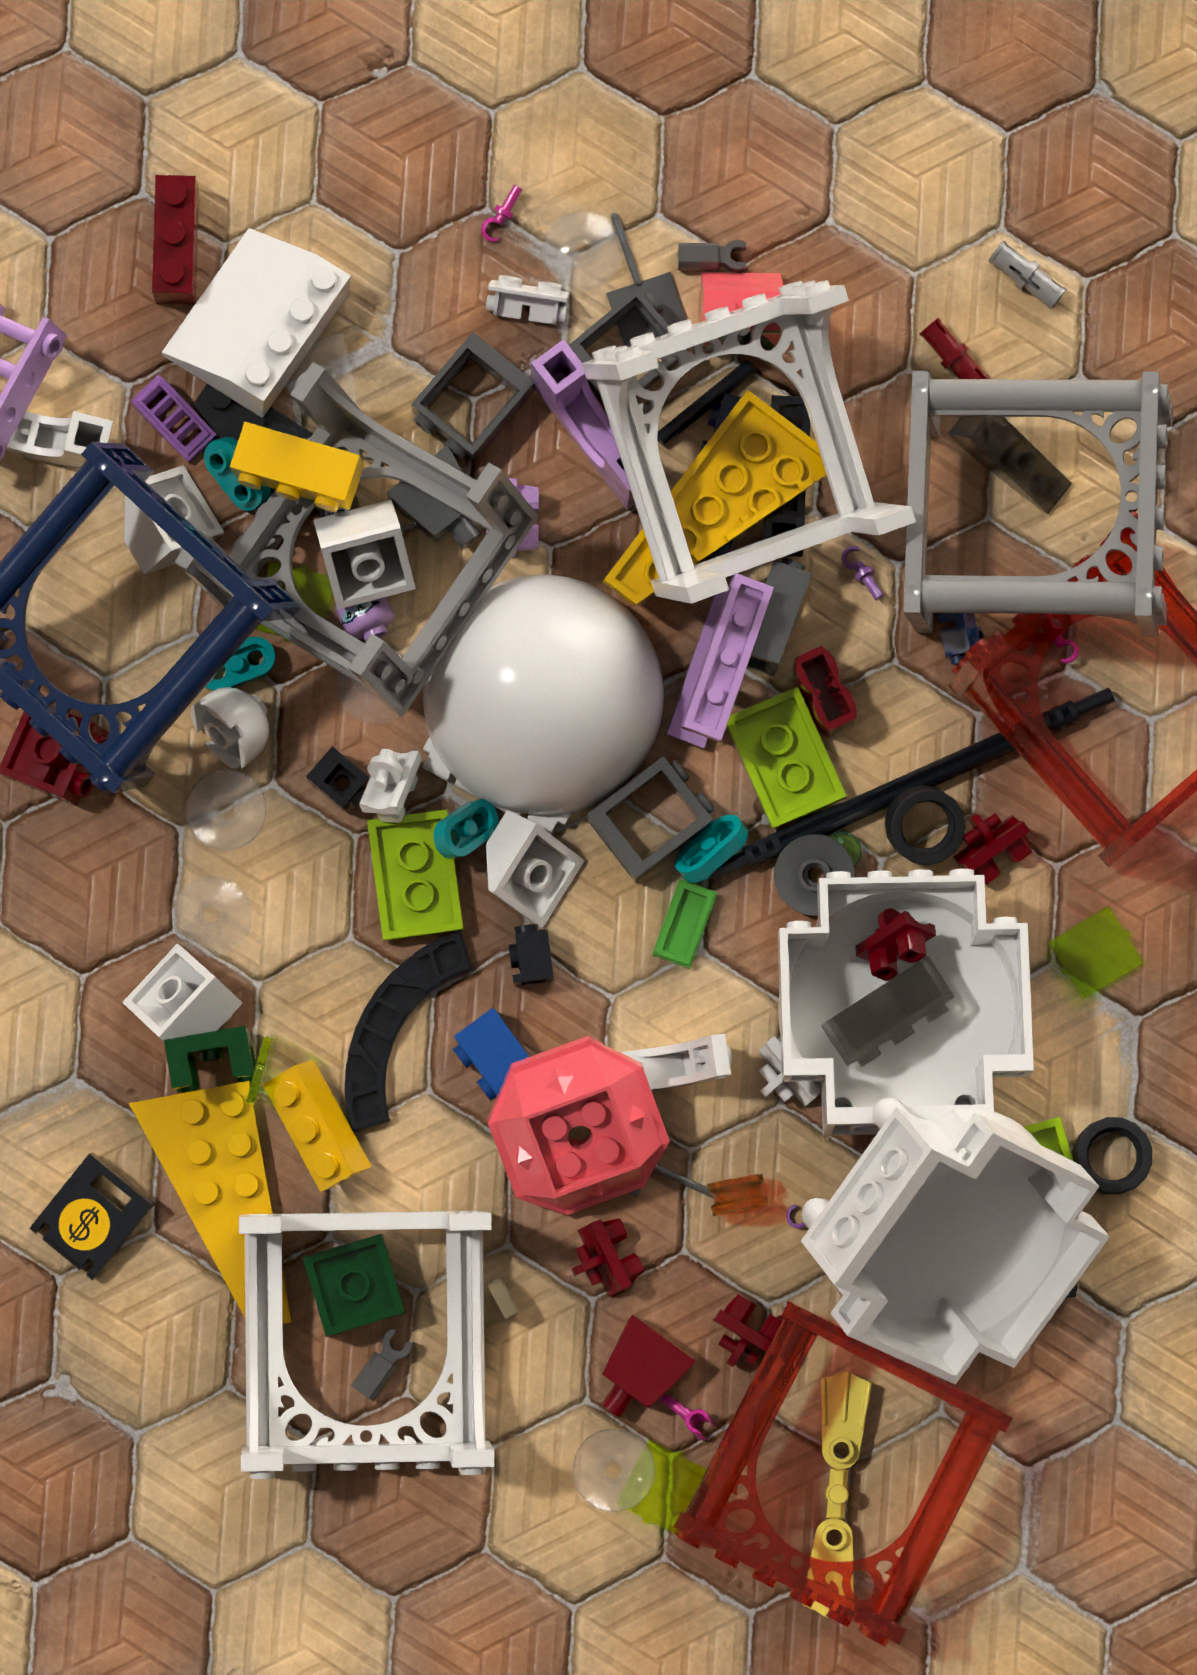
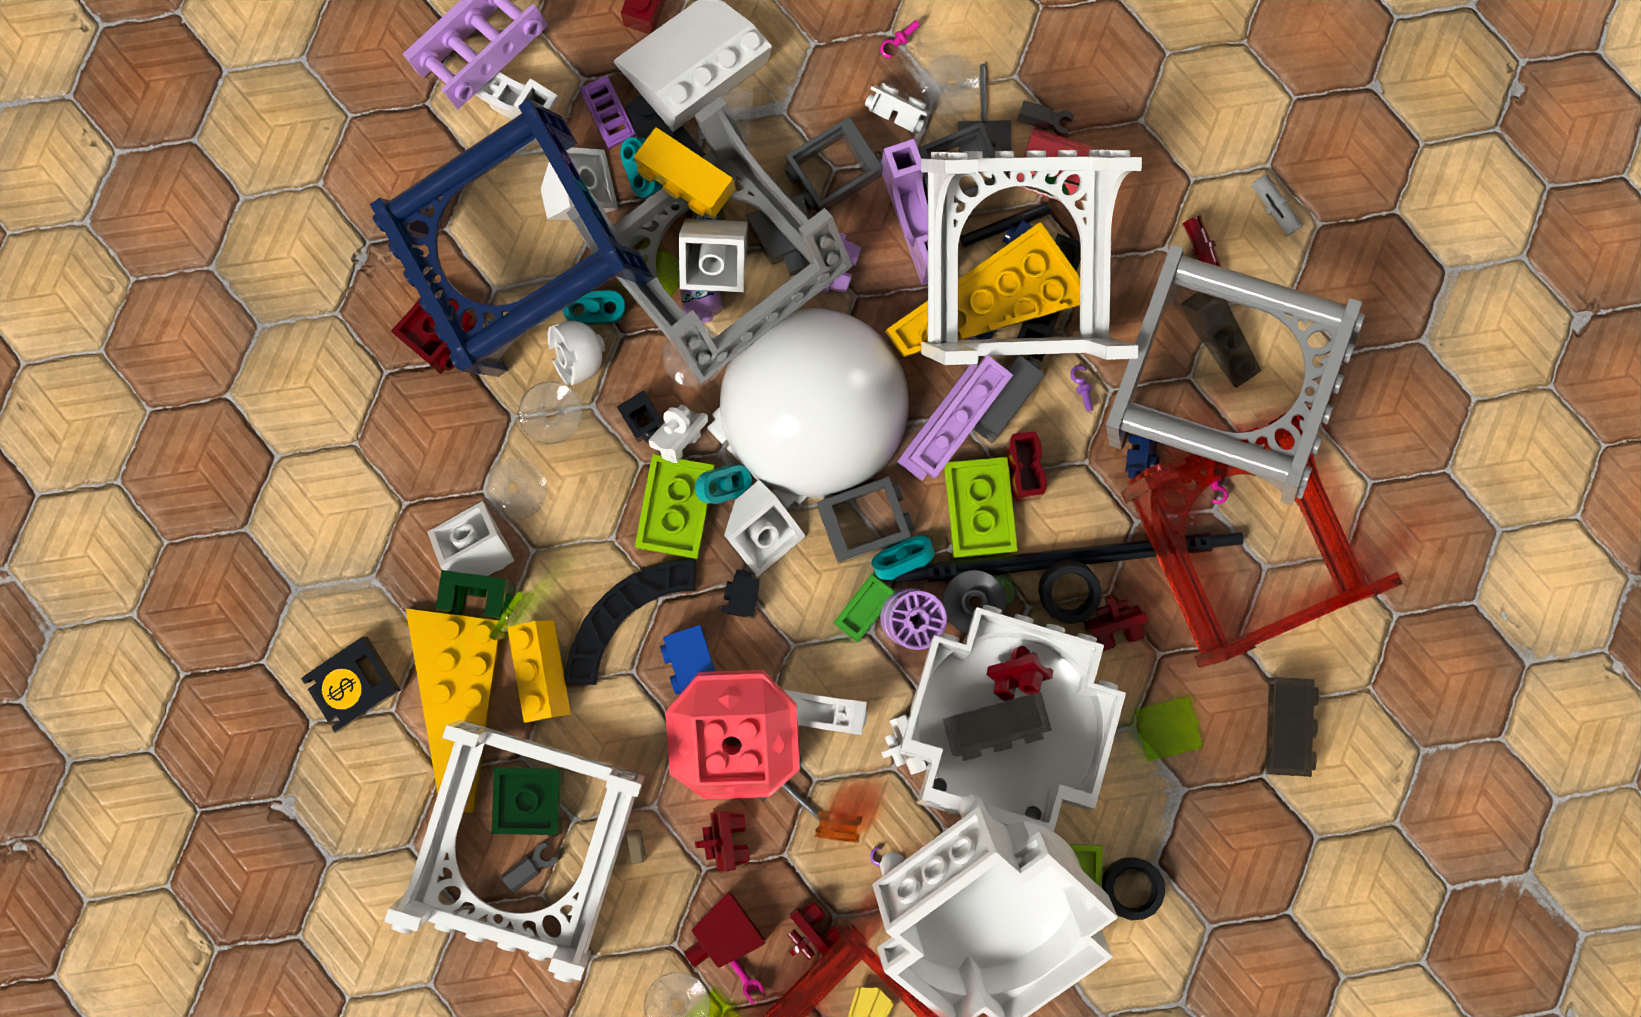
camera: 20 degrees right, 0 degrees up
(726, 917) = (909, 602): none -> lavender wheel

